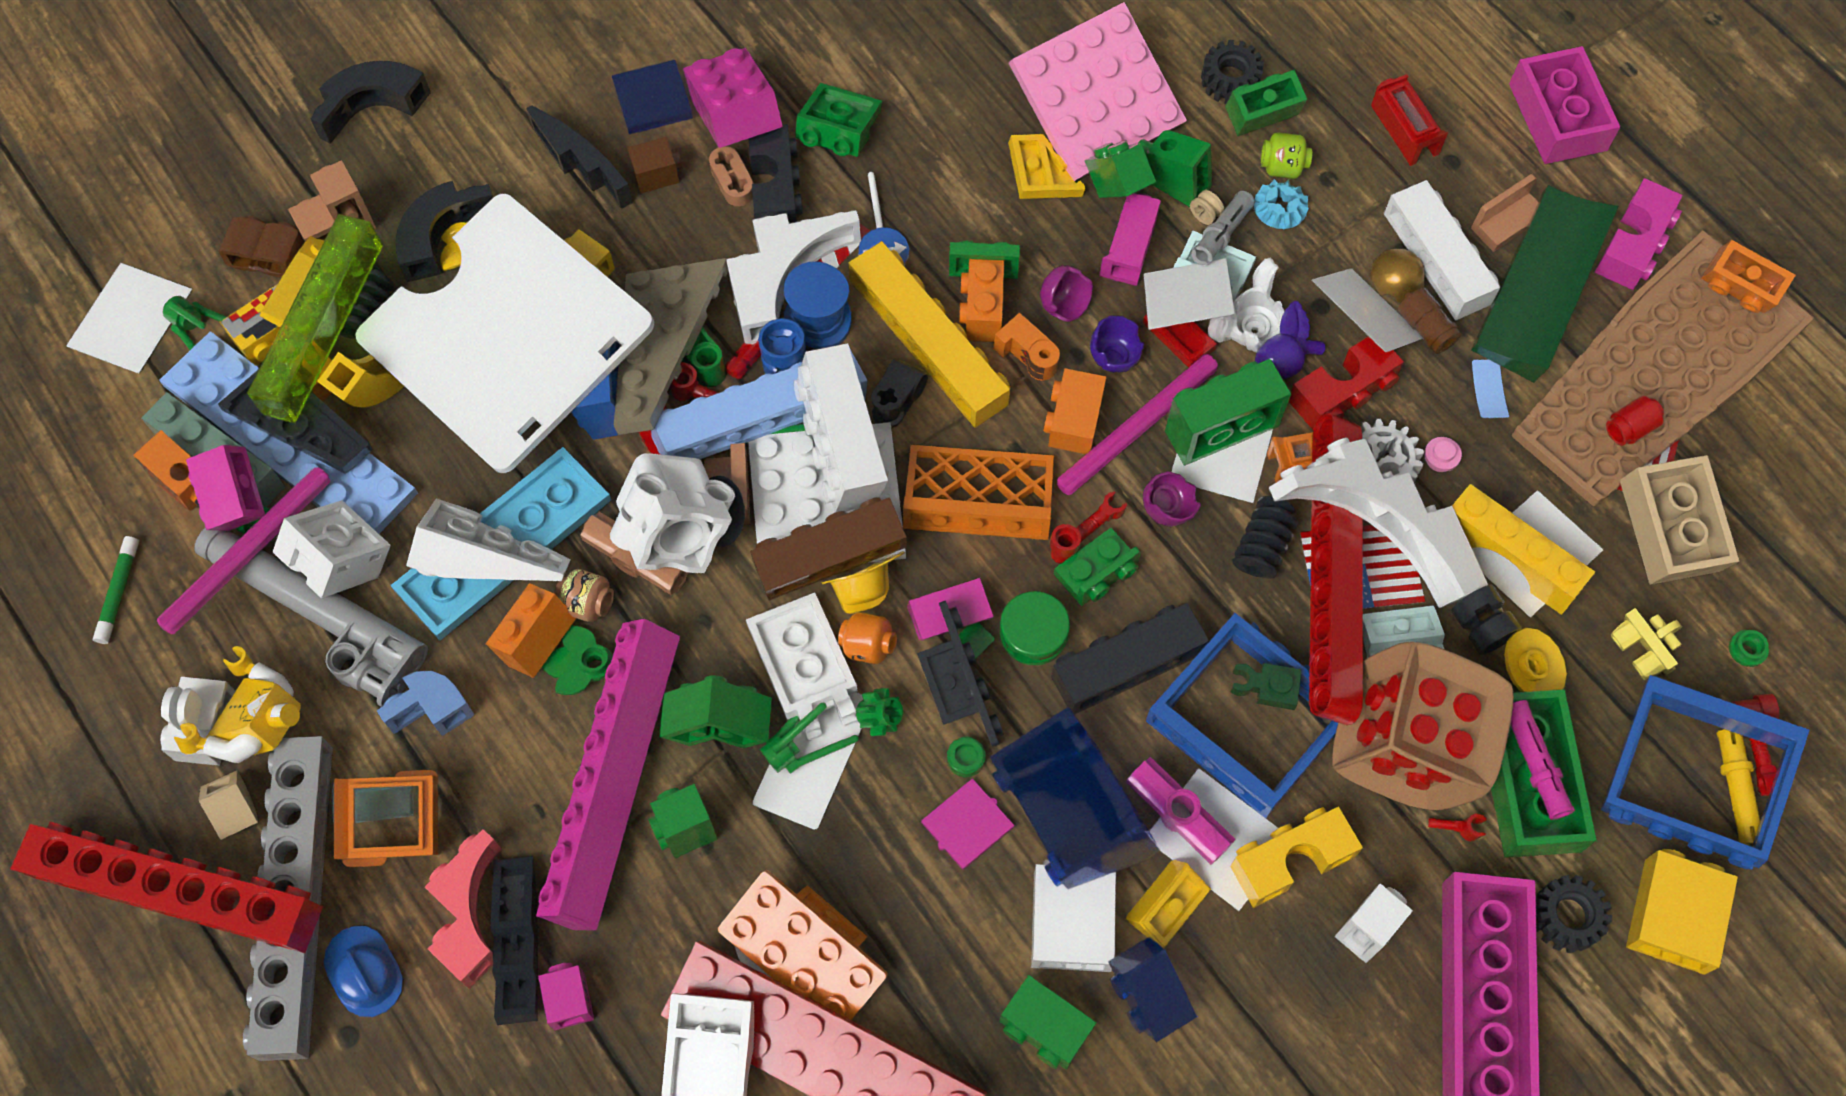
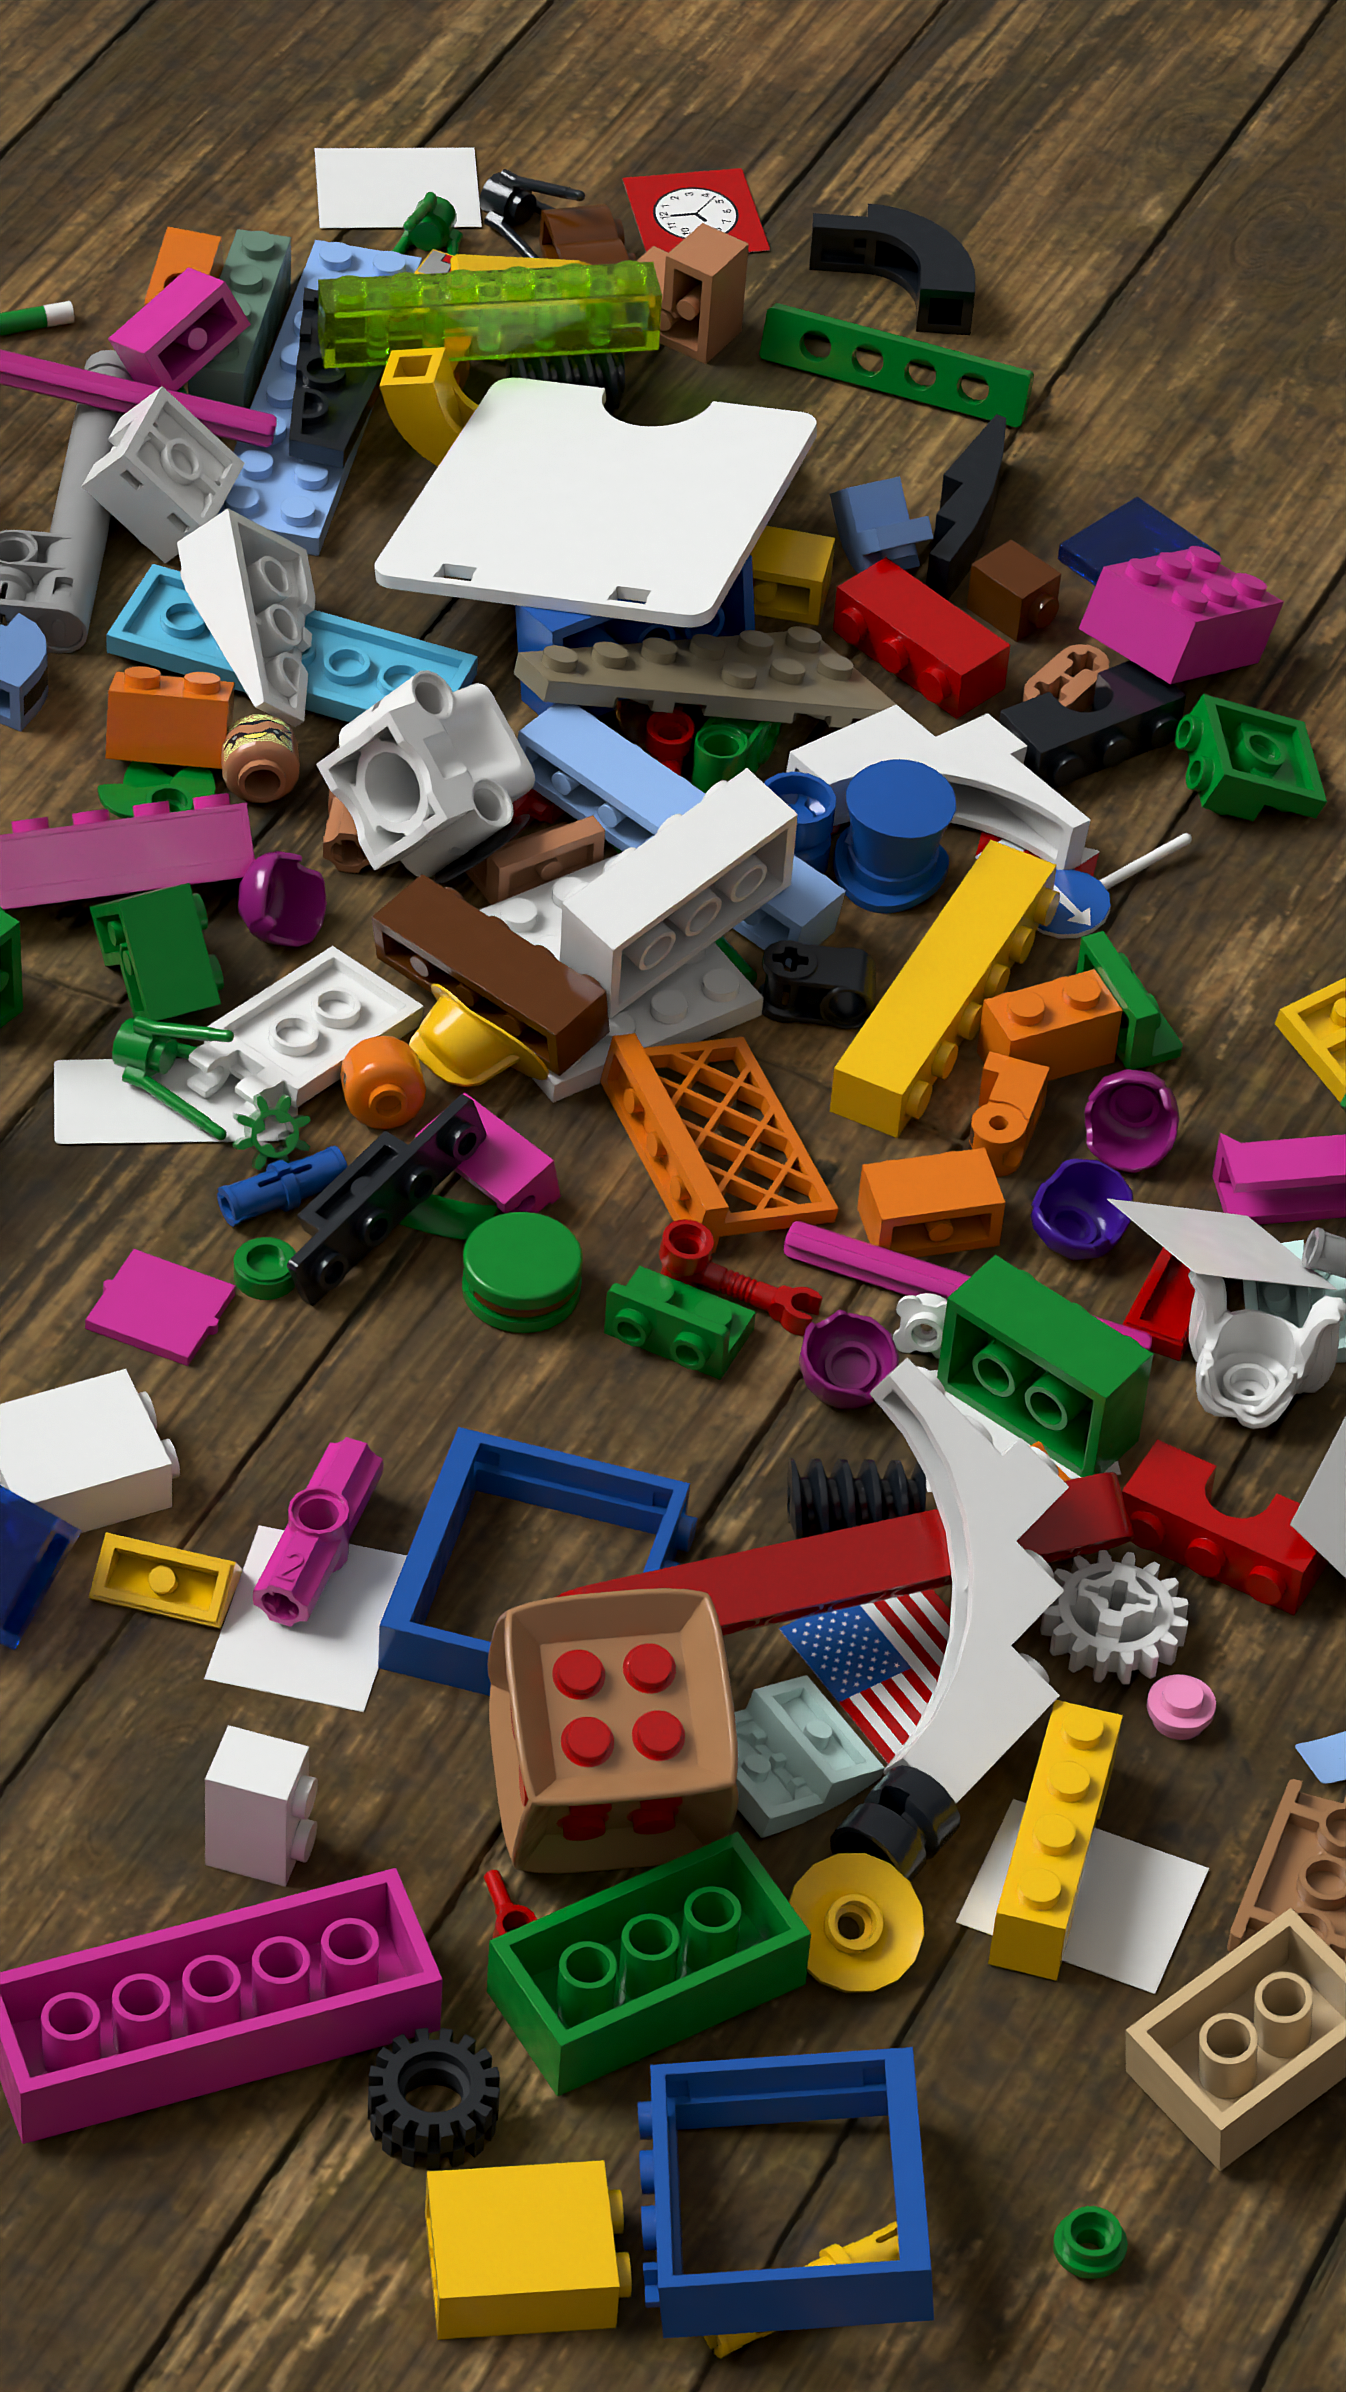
camera: 60 degrees right, 20 degrees down
(190, 263) = (511, 201): none -> black plant
(250, 177) = (677, 203): none -> red sticker
(428, 220) = (693, 386): black arch -> none
(440, 127) = (784, 344): none -> green piece
(572, 206) = (877, 524): none -> medium blue brick
(664, 224) = (921, 637): none -> red brick
(703, 632) = (282, 900): none -> magenta hair
(915, 722) = (280, 1186): none -> blue pin
(1073, 802) = (268, 1392): clear blue windscreen -> none
(1128, 658) = (533, 1389): black brick -> none
(1156, 451) = (914, 1312): none -> white plate
(1274, 684) = (581, 1553): dark green plate -> none
(1289, 347) = (1220, 1424): dark purple piece -> none
(1323, 838) = (289, 1666): yellow arch -> none
(1543, 771) = (627, 1924): dark pink pin -> none
(1657, 657) = (1008, 2081): light yellow hips -> none
(1765, 769) = (960, 2276): red brick -> none

